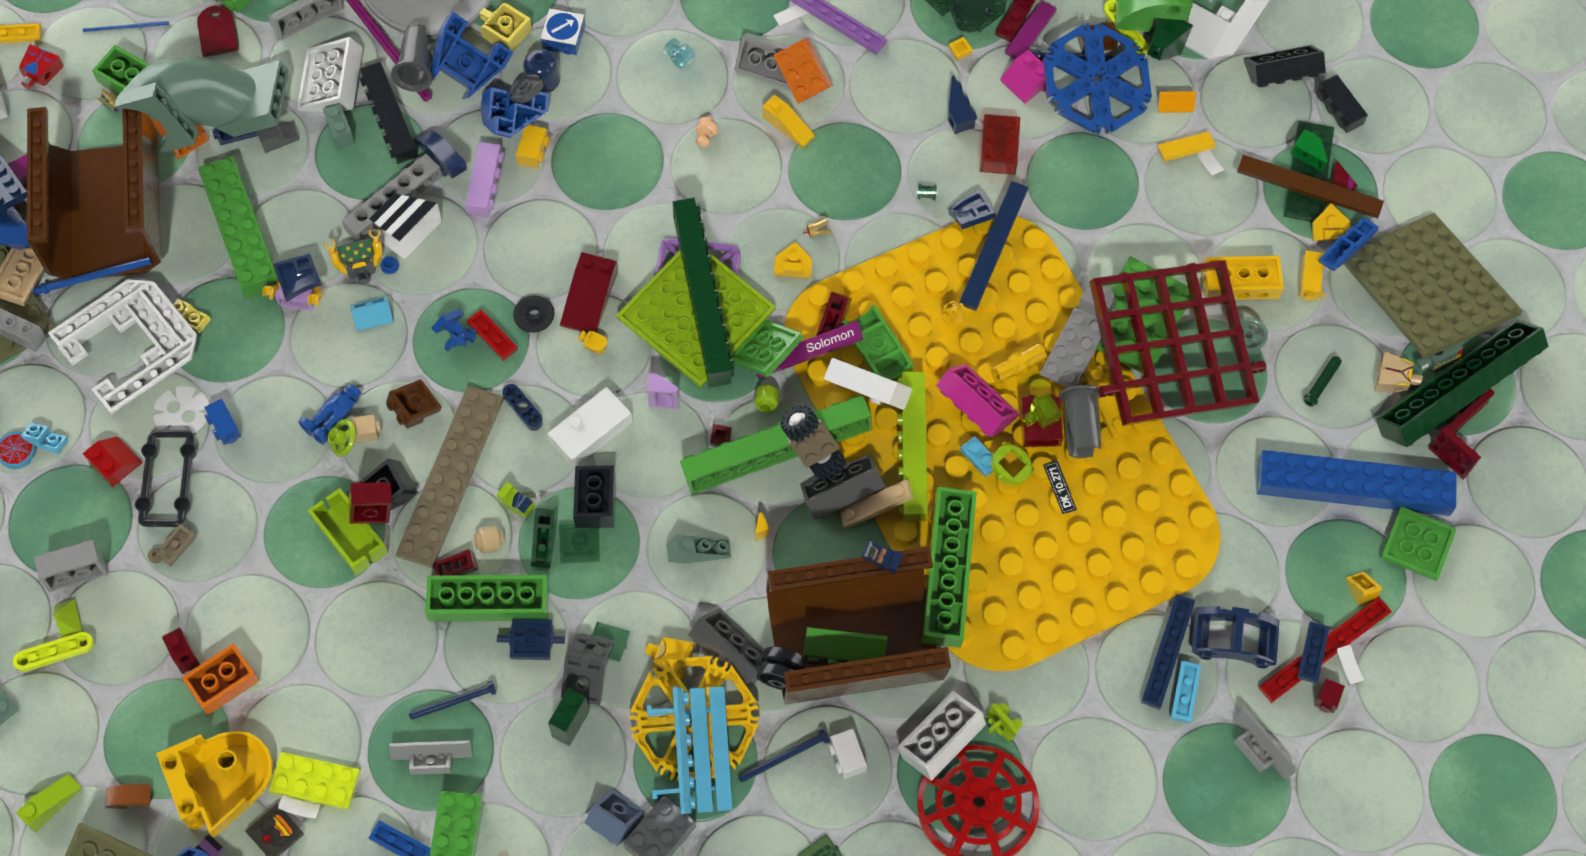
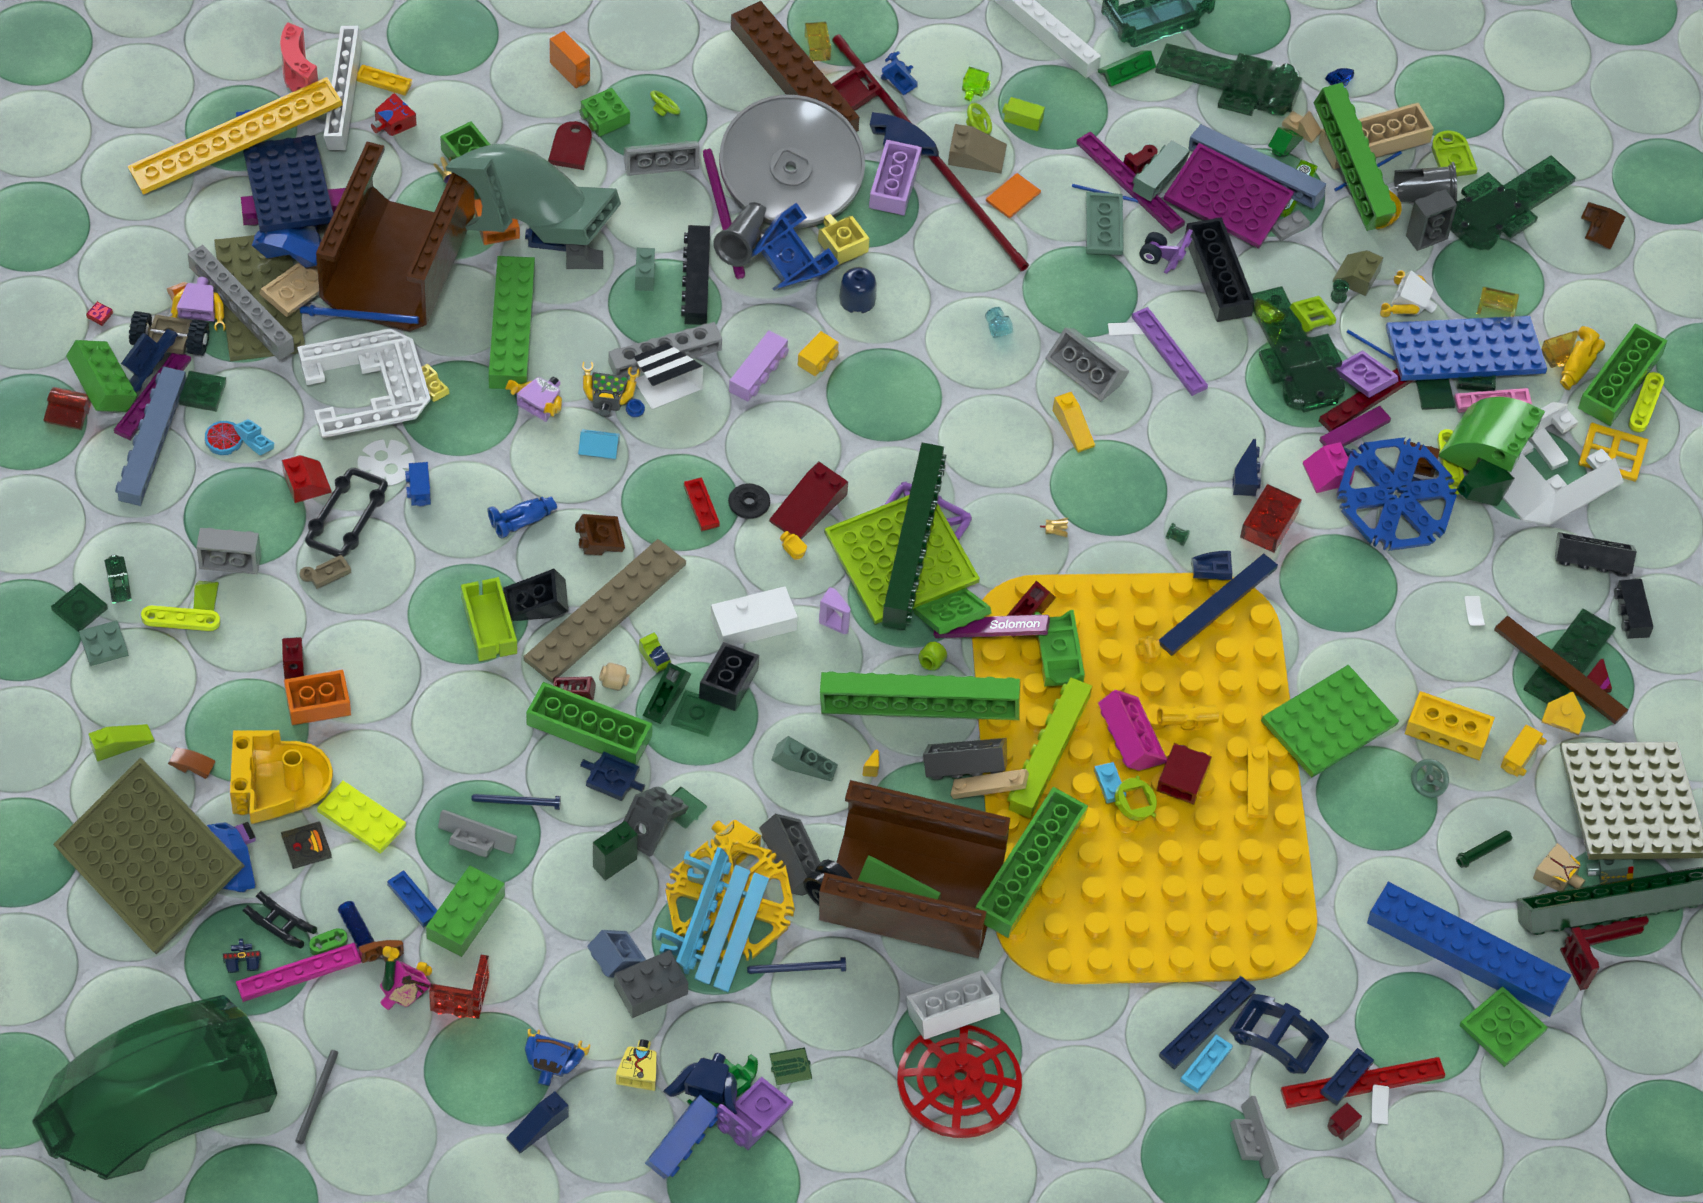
camera: 20 degrees right, 10 degrees down
(125, 26) = (489, 111): blue piece -> none
(296, 276) = (544, 382): dark blue plate -> none
(298, 807) = (337, 832): white sticker -> none
(330, 76) = (658, 222): white slope -> none
(340, 437) = (519, 536): lime piece -> none
(366, 428) = (546, 539): tan brick -> none
(369, 502) = (519, 597): dark red brick -> none
(441, 152) = (729, 327): dark blue slope -> none
(458, 333) = (667, 477): blue piece -> none
(507, 118) = (809, 314): blue brick -> none
(523, 415) = (698, 584): dark blue beam -> none
(527, 89) = (834, 299): dark grey tile -> none
(563, 31) = (896, 263): piece -> none
(705, 130) = (990, 400): light nougat animal -> none
(720, 434) = (874, 667): dark red slope -> none
(793, 263) = (1017, 549): yellow plate -> none
(803, 70) = (1108, 379): orange brick -> none
(812, 442) = (953, 703): plate -> none
(847, 754) = (858, 987): white brick -> none
(868, 384) = (1031, 673): white brick -> none
(882, 556) = (961, 808): dark blue leg -> none
(960, 48) = (1276, 419): yellow plate -> none
(1002, 723) = (1015, 1016): lime hips -> none
(1044, 410) = (1188, 761): clear neon green brick -> none
(1060, 487) = (1174, 839): black sticker -> none
(1076, 342) = (1258, 712): light grey hinge -> none
(1082, 419) = (1223, 783): dark grey piece -> none
(1175, 342) = (1347, 751): dark red piece -> none
(1176, 101) = (1468, 545): light orange slope -> none
(1186, 146) = (1457, 589): yellow tile -> none
(1310, 150) = (1576, 635): green slope -> none
(1349, 244) = (1569, 736): blue slope -> none
(1363, 587) = (1427, 1044): yellow slope -> none

